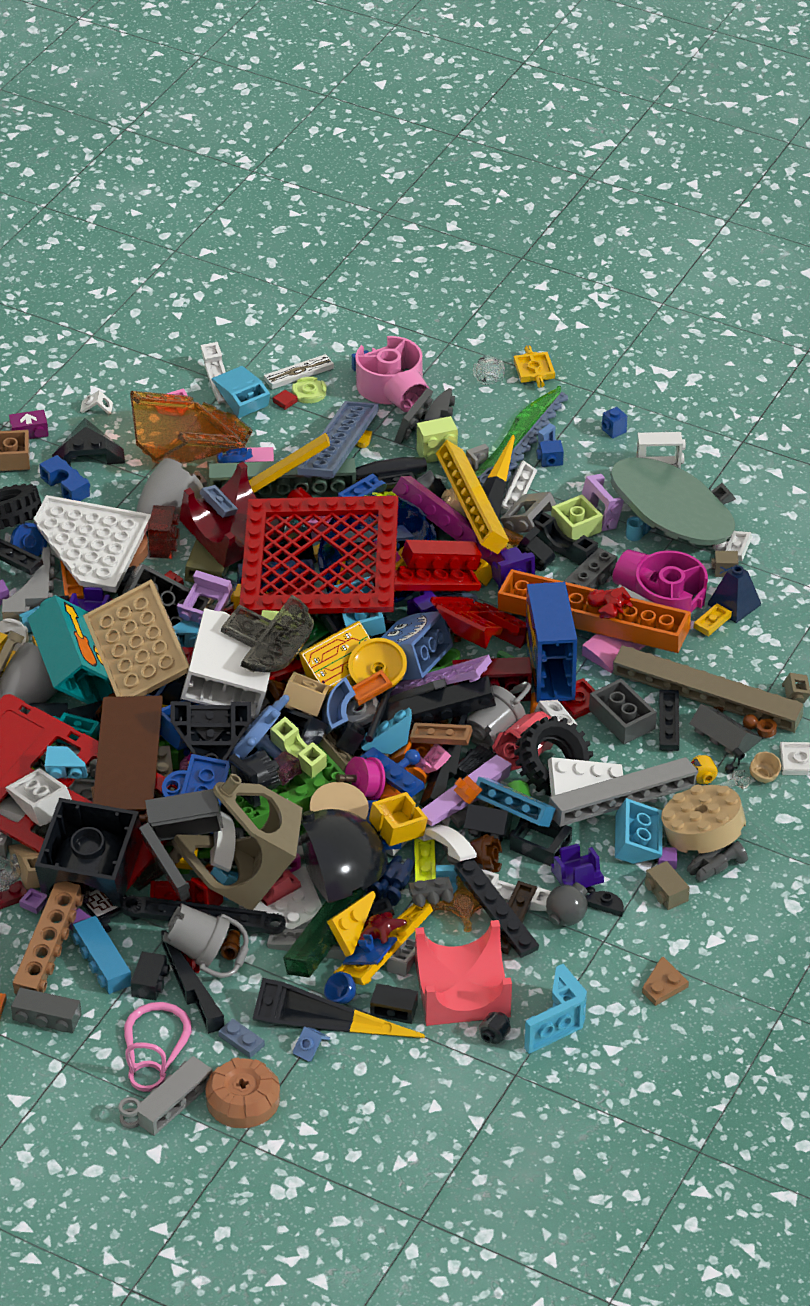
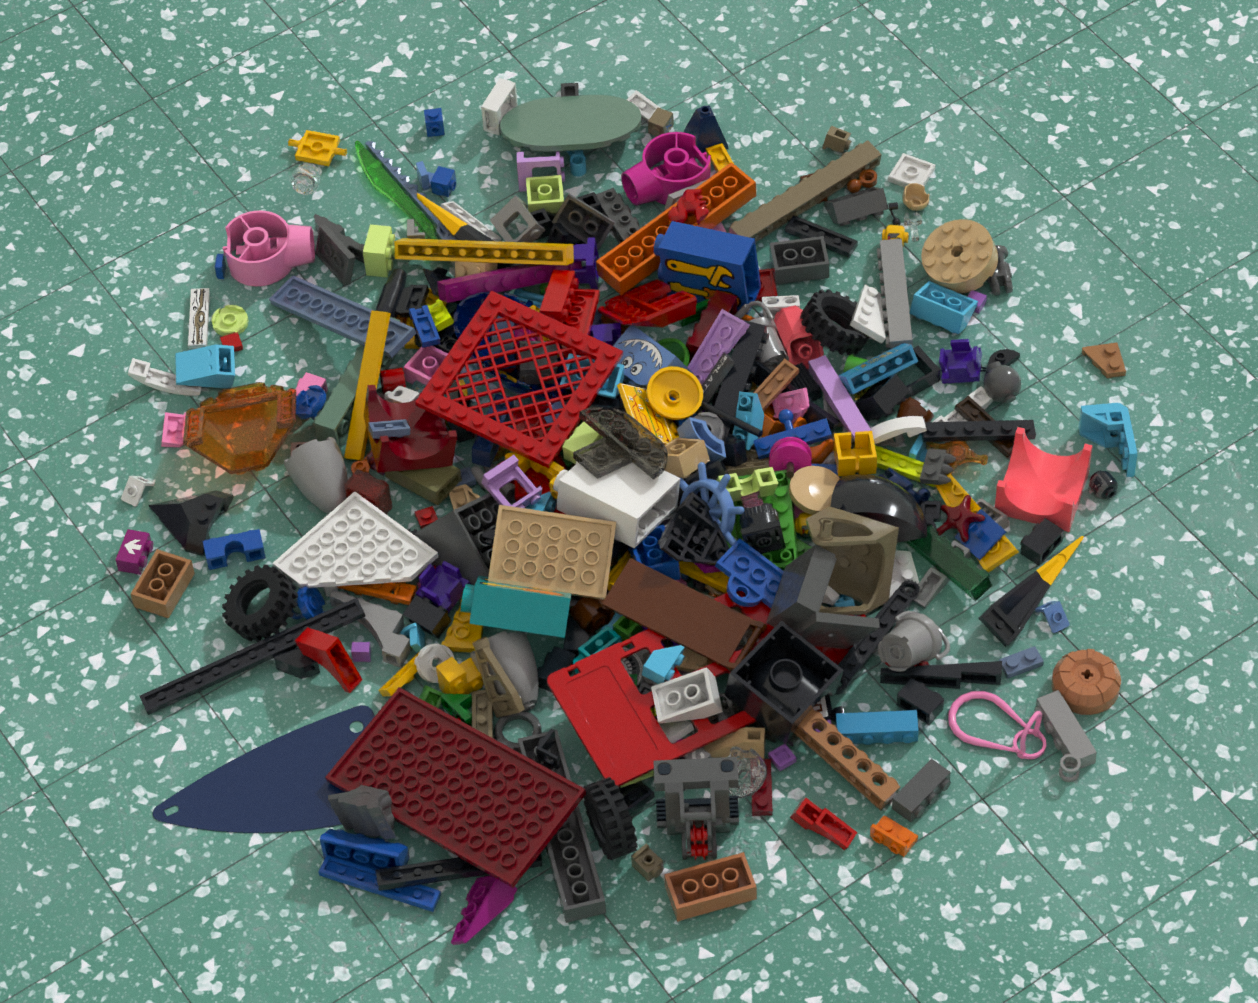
camera: 60 degrees left, 10 degrees up
(340, 988) = (1009, 571): blue piece -> none
(350, 923) = (949, 533): yellow wing -> none
(371, 687) = (698, 405): orange tile -> none
(467, 789) = (851, 392): orange tile -> none
(555, 548) = (583, 220): none -> dark grey slope
(667, 885) = (1008, 313): dark tan brick -> none

